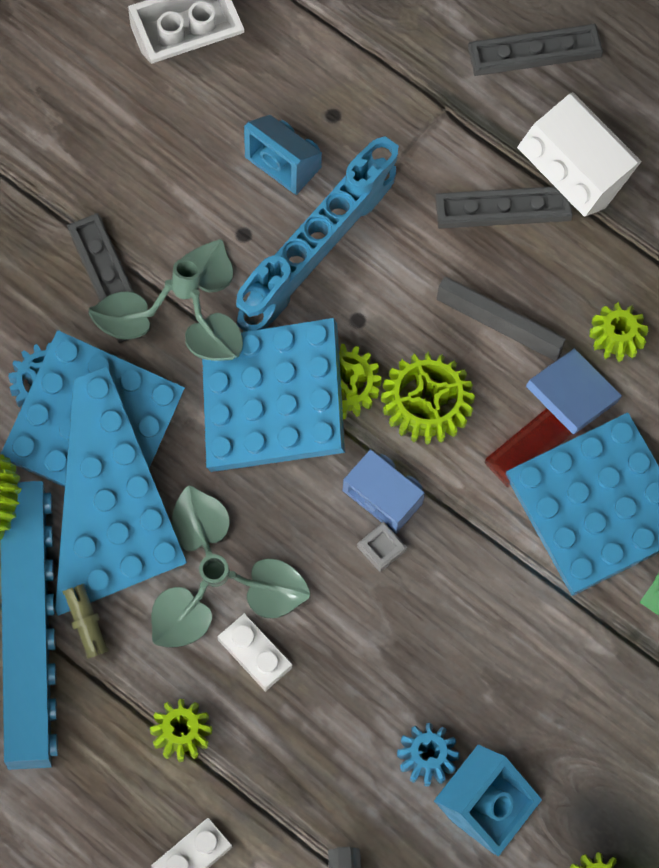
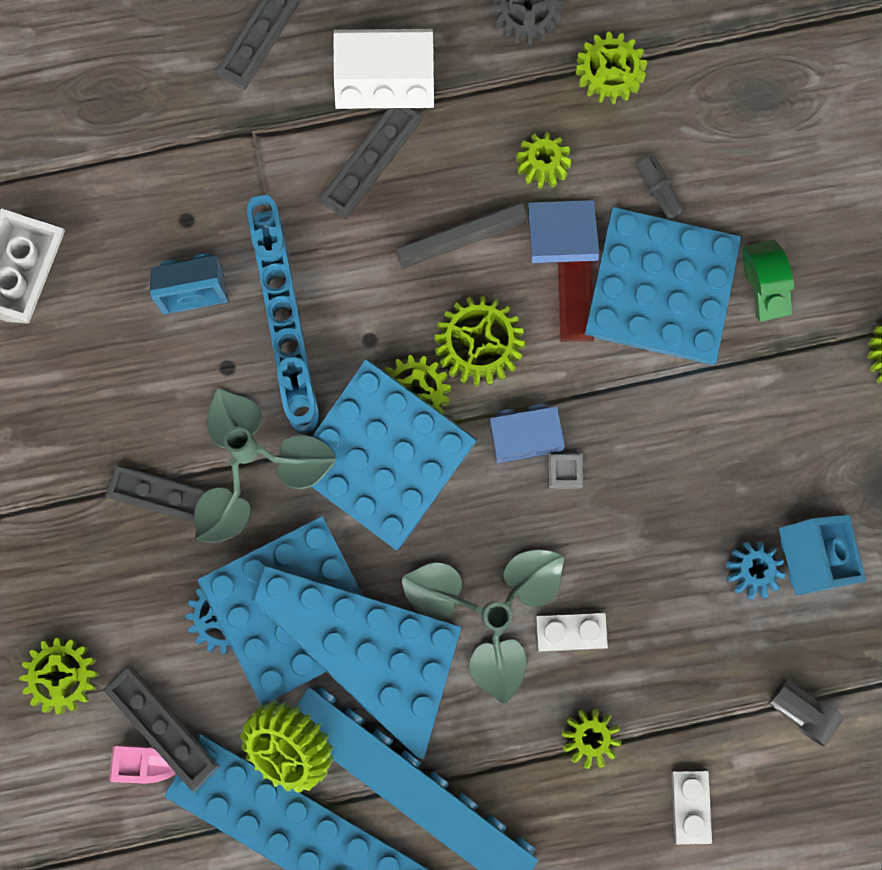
camera: 45 degrees left, 10 degrees up
(85, 621) = (447, 742): olive pin -> none

